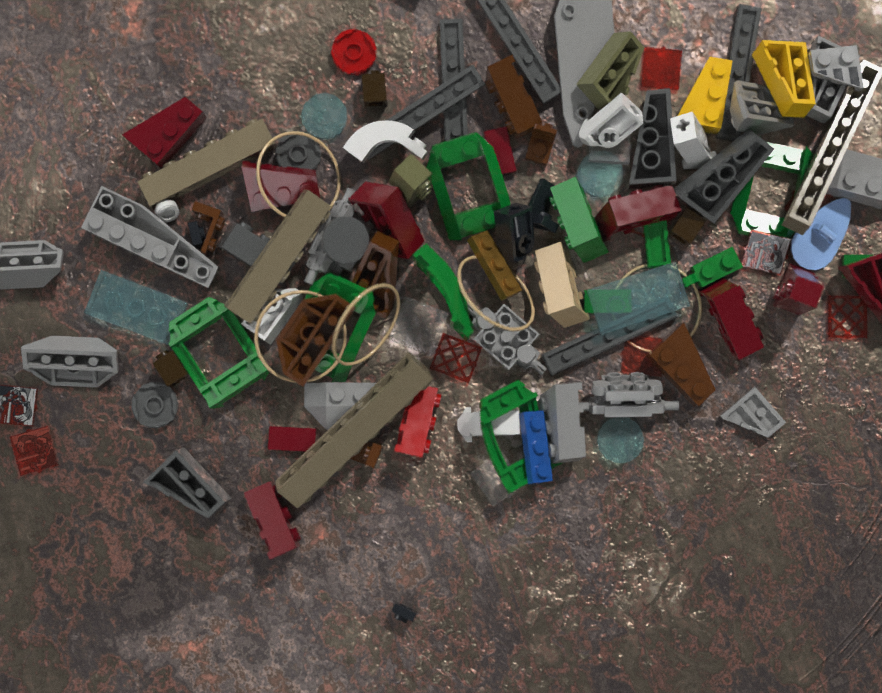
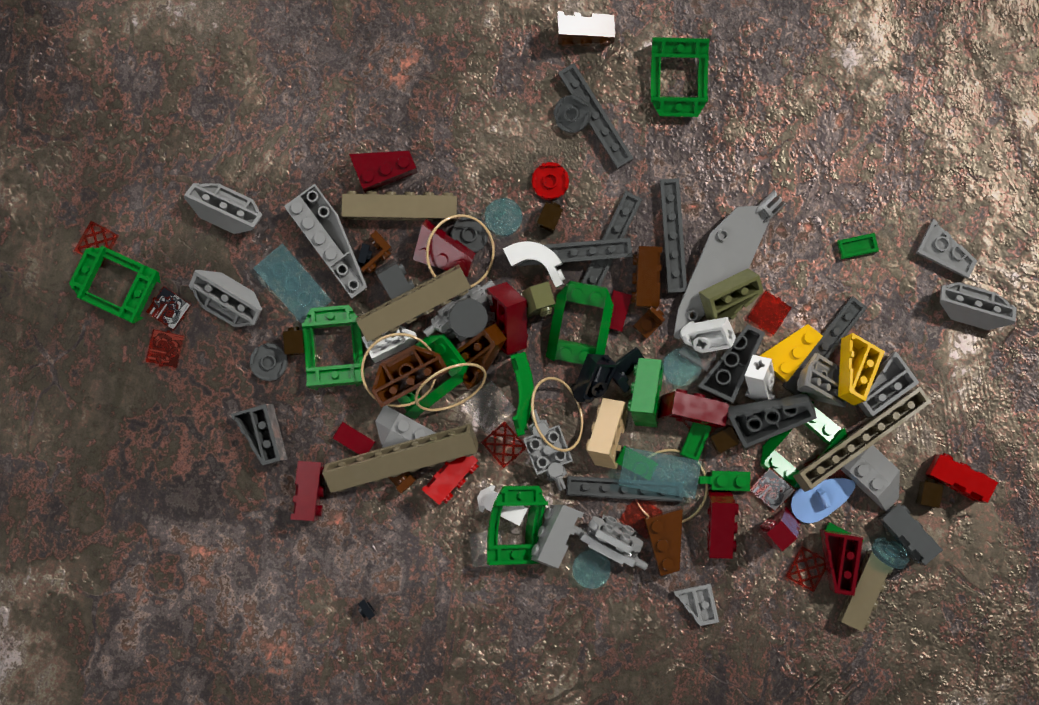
camera: 30 degrees right, 0 degrees up
(167, 210) = (352, 225): white tile -> none
(494, 265) = (567, 392): pearl gold plate -> none
(535, 447) = (525, 541): blue plate -> none
(838, 65) = (898, 381): light grey wing -> none

